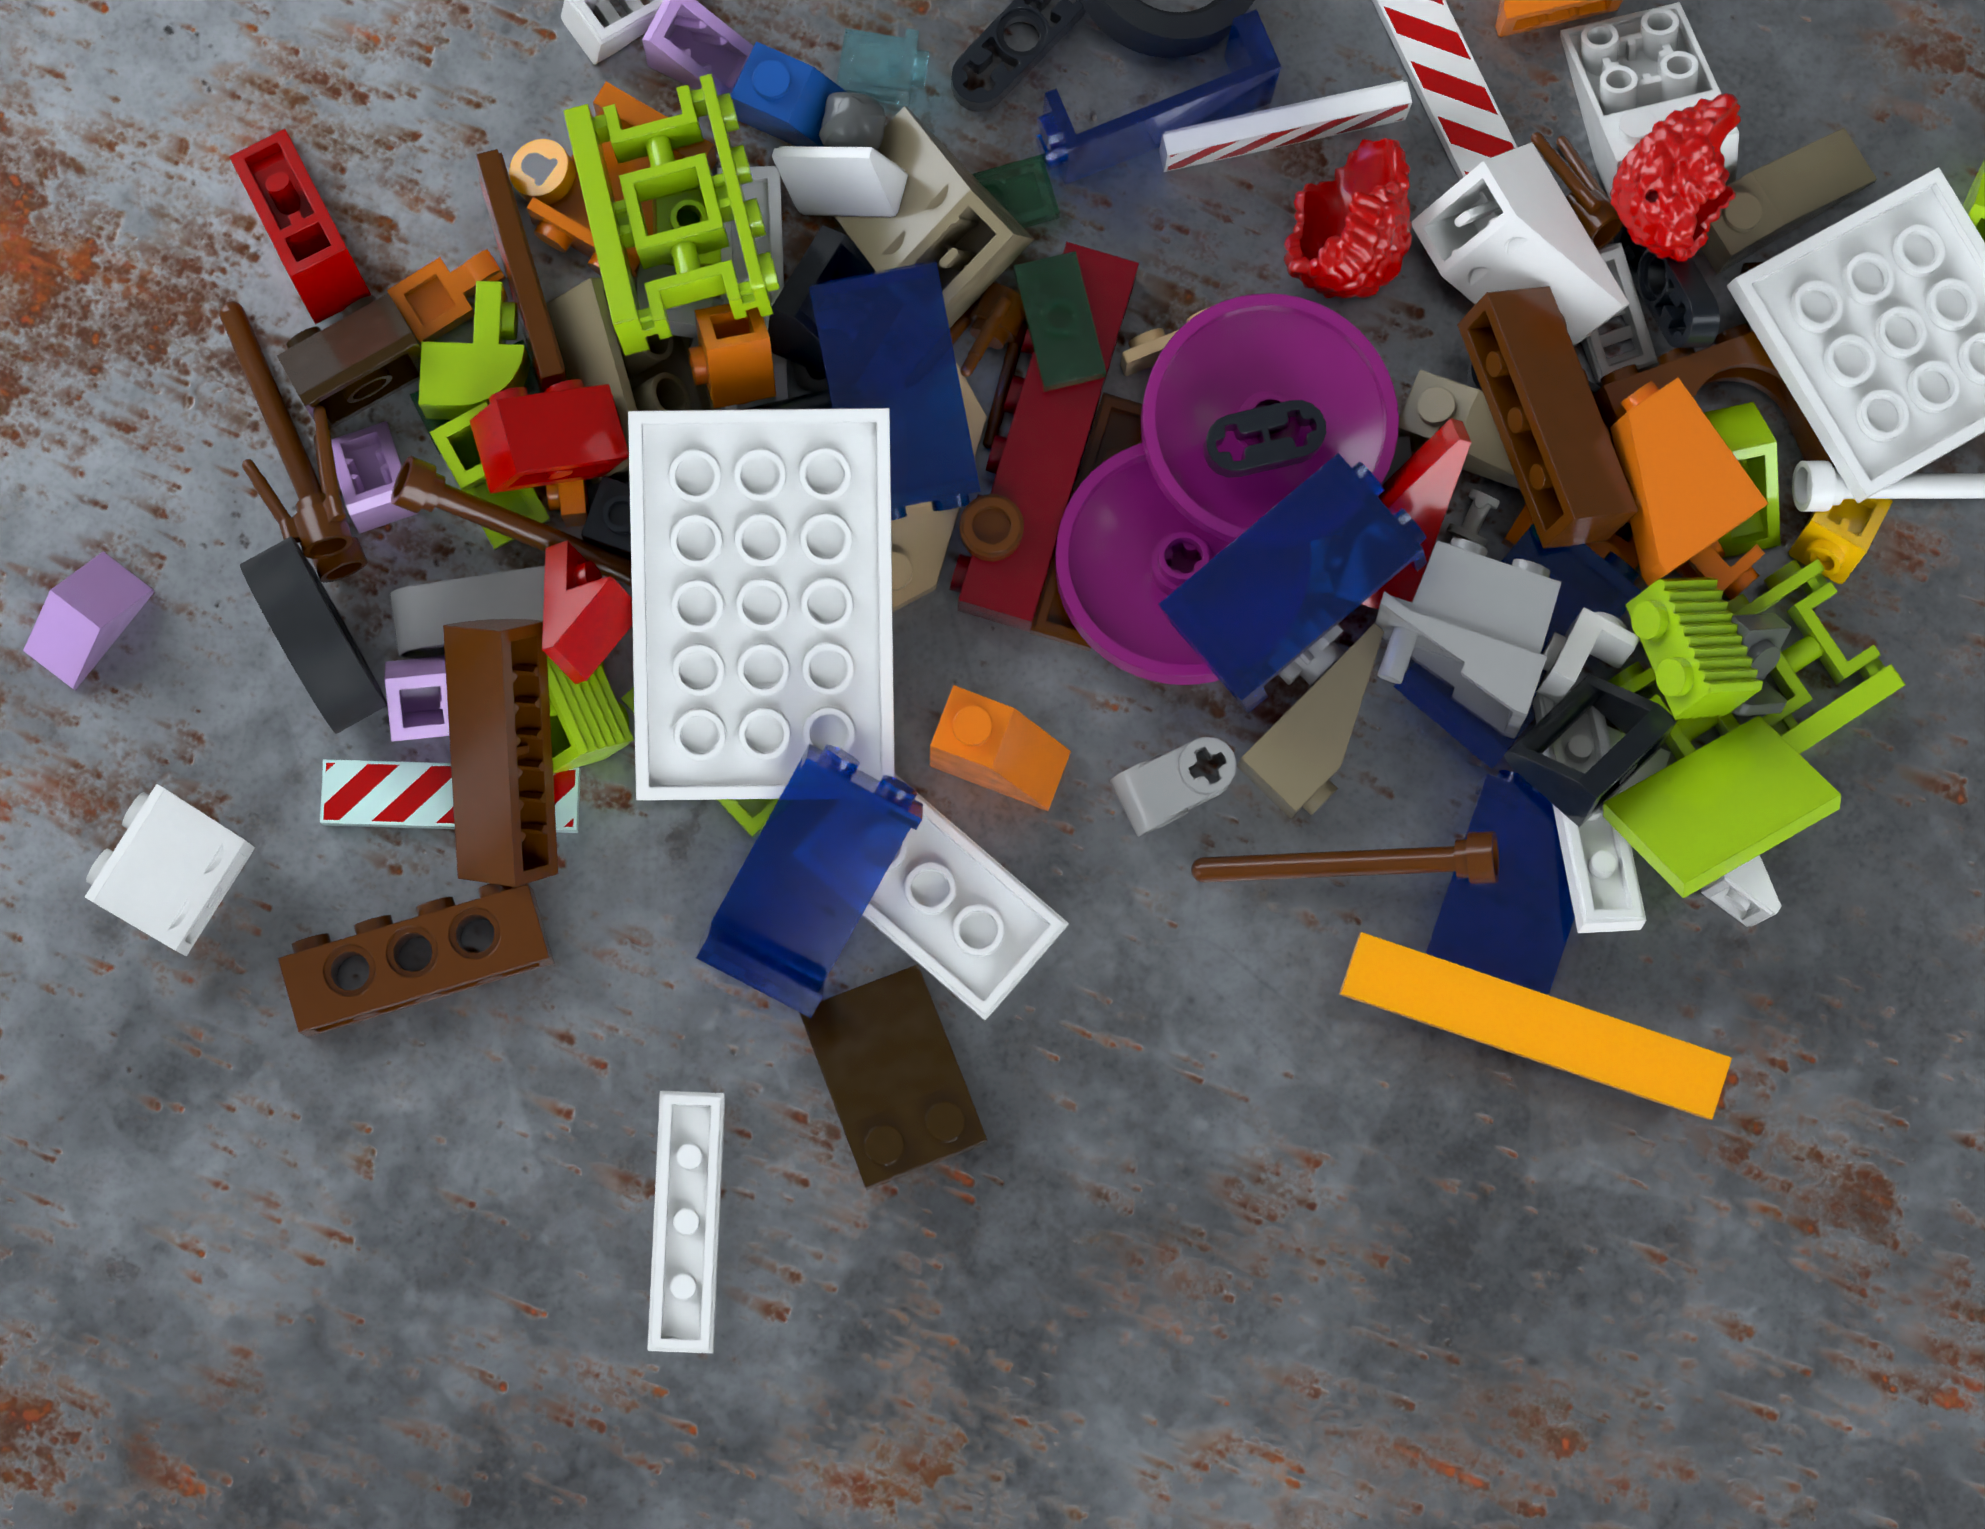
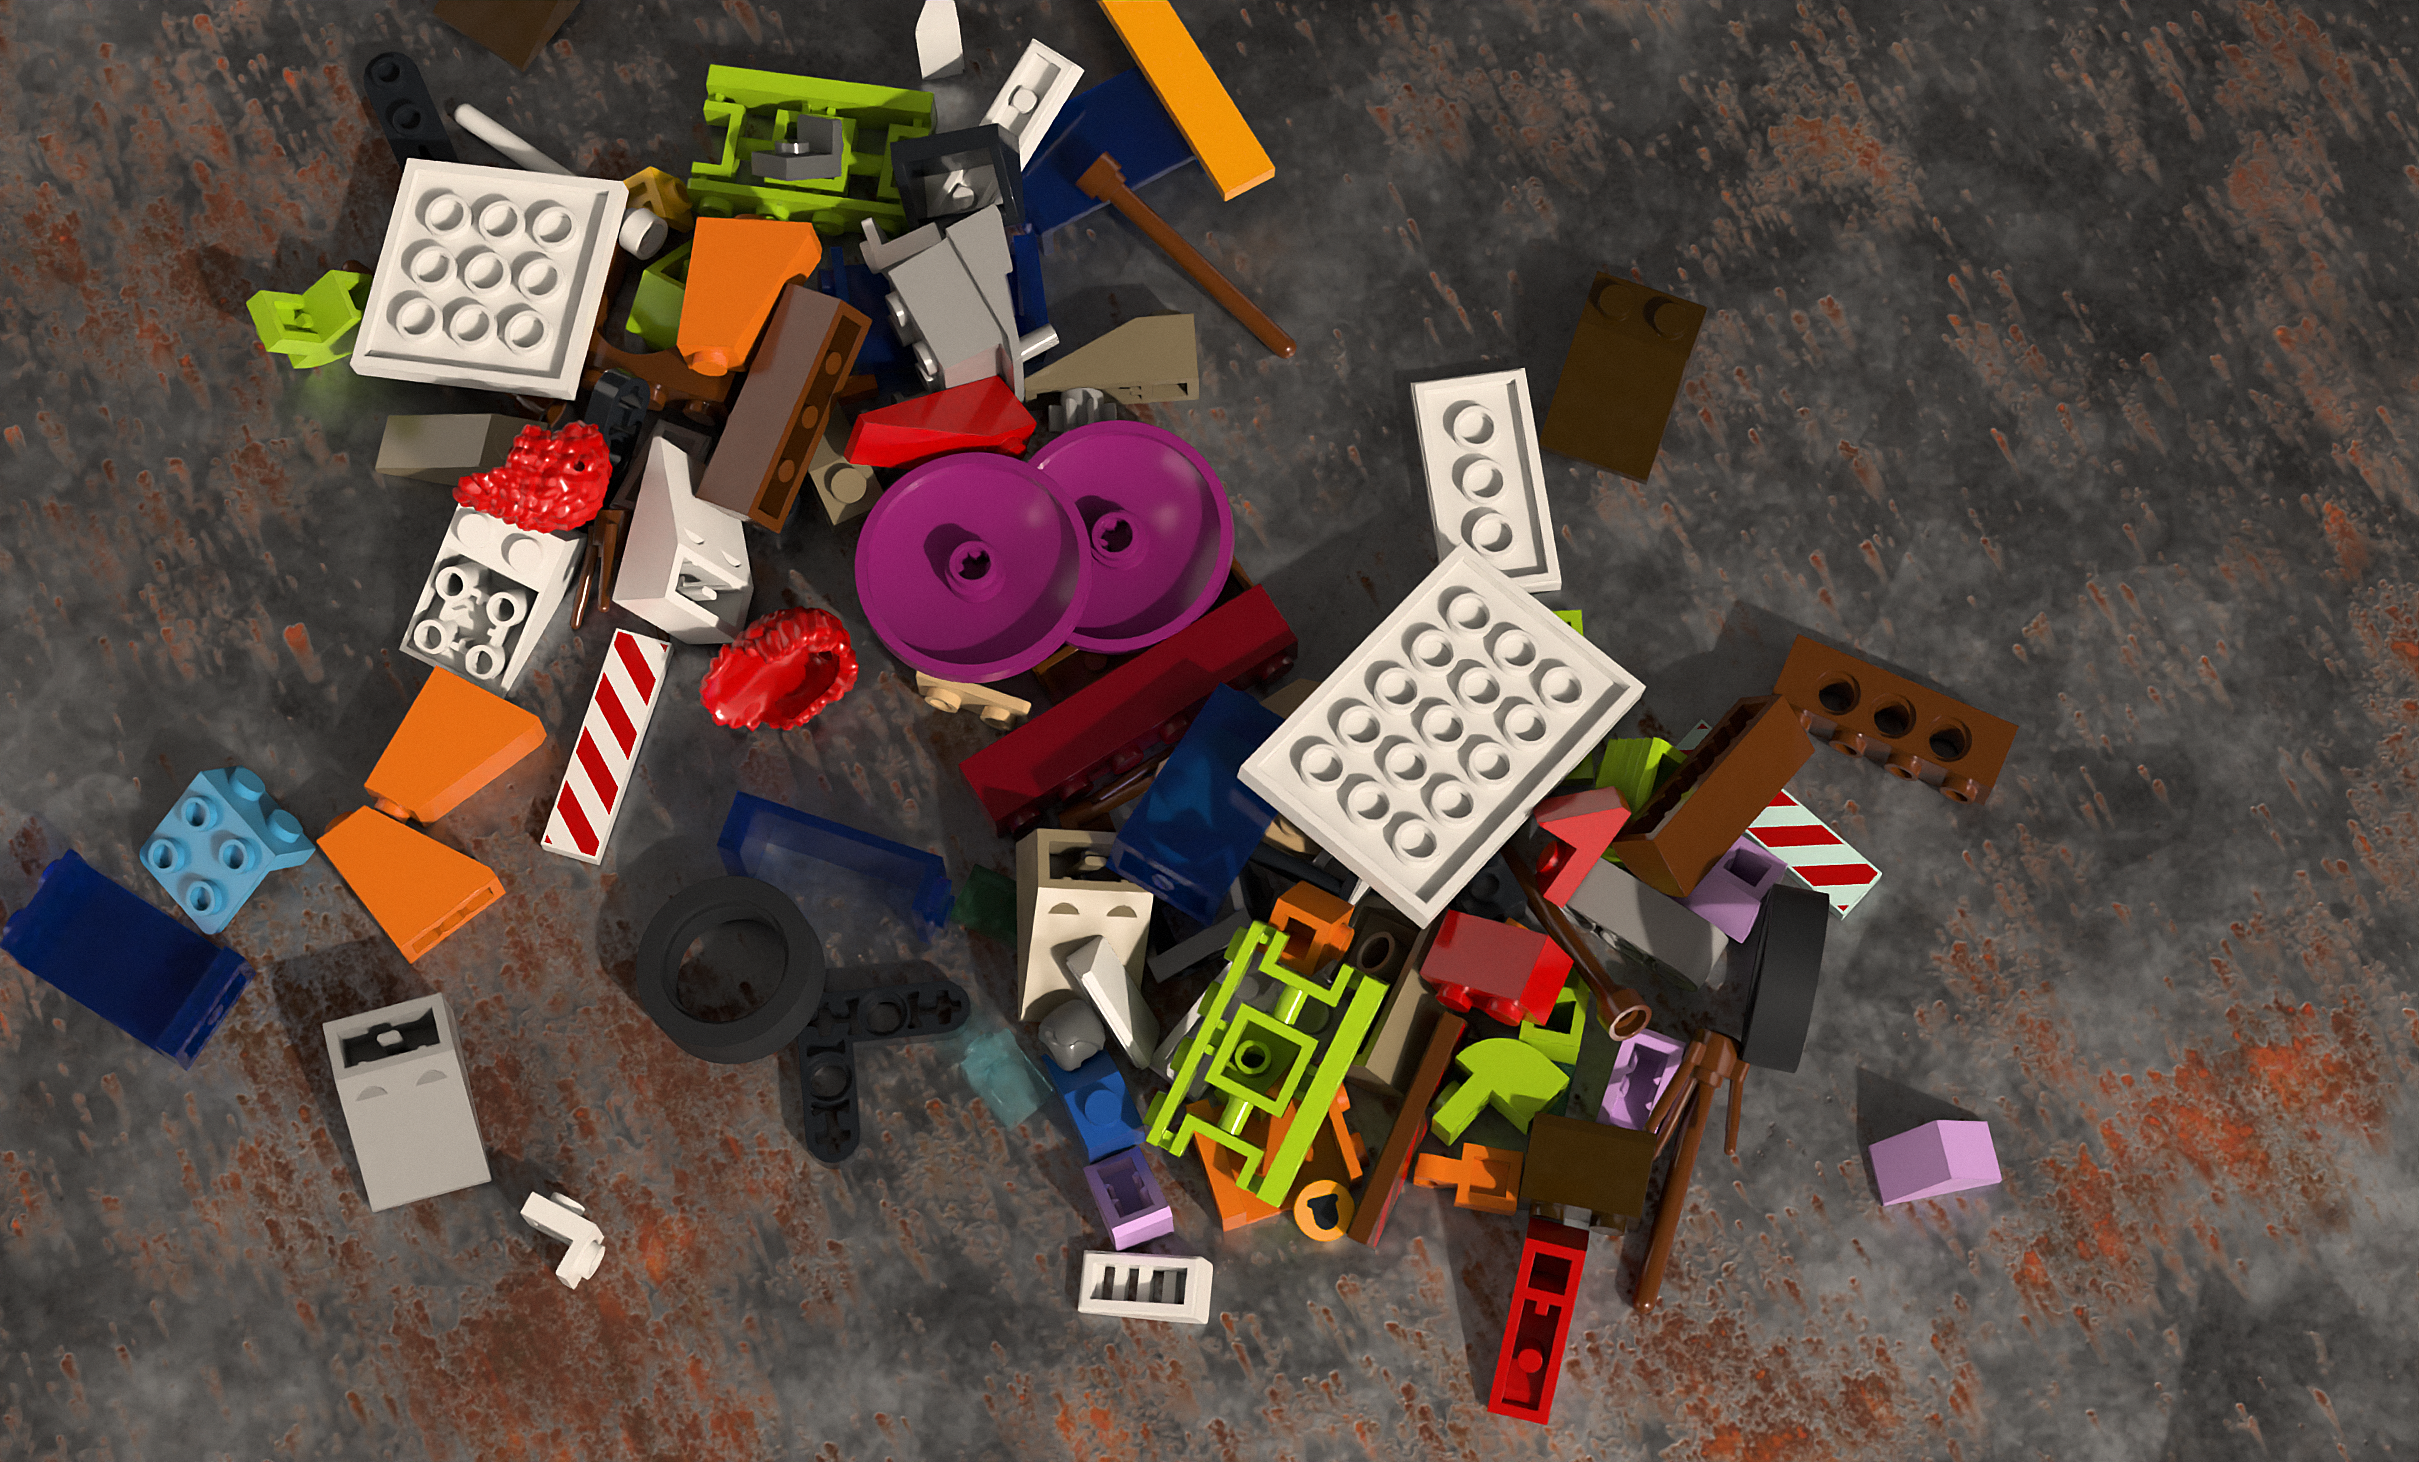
camera: 130 degrees left, 10 degrees down
(167, 869) = (2023, 910): white slope -> none
(686, 1222) = (1843, 408): white tile -> none
(809, 877) = (1572, 540): clear blue panel -> none
(991, 527) = (1231, 660): reddish brown tile -> none
(997, 749) = (1366, 527): orange slope -> none
(1059, 321) = (1053, 764): clear green plate -> none
(1164, 788) = (1259, 412): light grey piece -> none
(1267, 453) = (987, 557): black beam -> none
(1285, 125) = (740, 774): white tile -> none
(1293, 577) = (1063, 424): clear blue panel -> none
(1693, 647) = (834, 179): lime brick -> none
(1721, 806) = (913, 67): lime tile -> none

